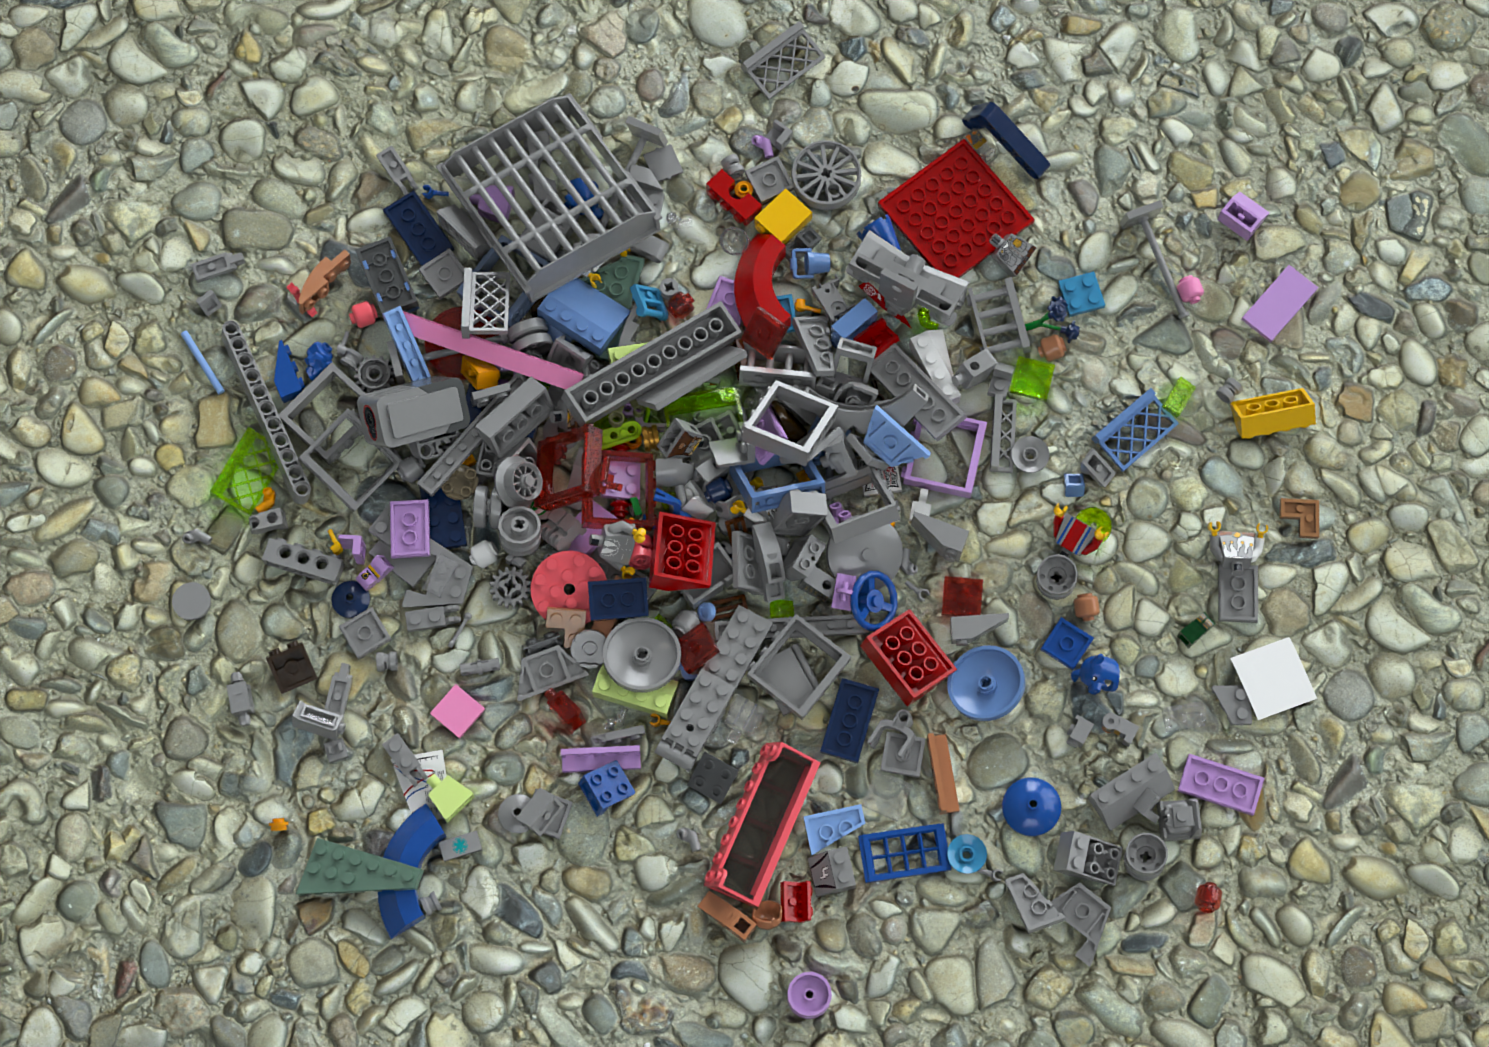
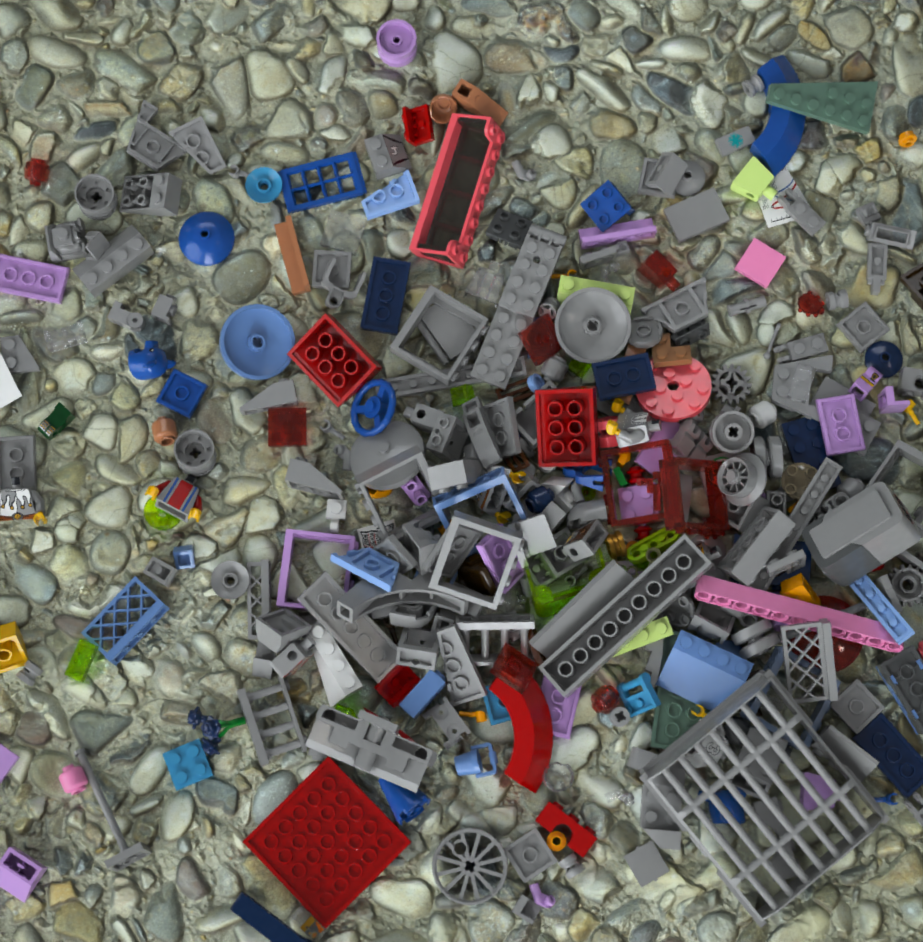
camera: 175 degrees right, 5 degrees up
(414, 662) = (810, 304): none -> clear red piece
(515, 770) = (696, 215): none -> light grey tile
(646, 133) = (670, 888): light grey tile -> none
(682, 683) = (552, 311): none -> light grey wheel
(783, 217) = (510, 810): yellow brick -> none
(805, 239) = (486, 786): dark grey slope -> none
(842, 591) = (404, 408): lavender hips -> none
(983, 395) = (280, 629): none -> light grey brick
(1011, 253) = (263, 797): torso -> none
(1032, 378) = (233, 662): clear neon green plate -> none
(1052, 347) = (214, 698): nougat head -> none

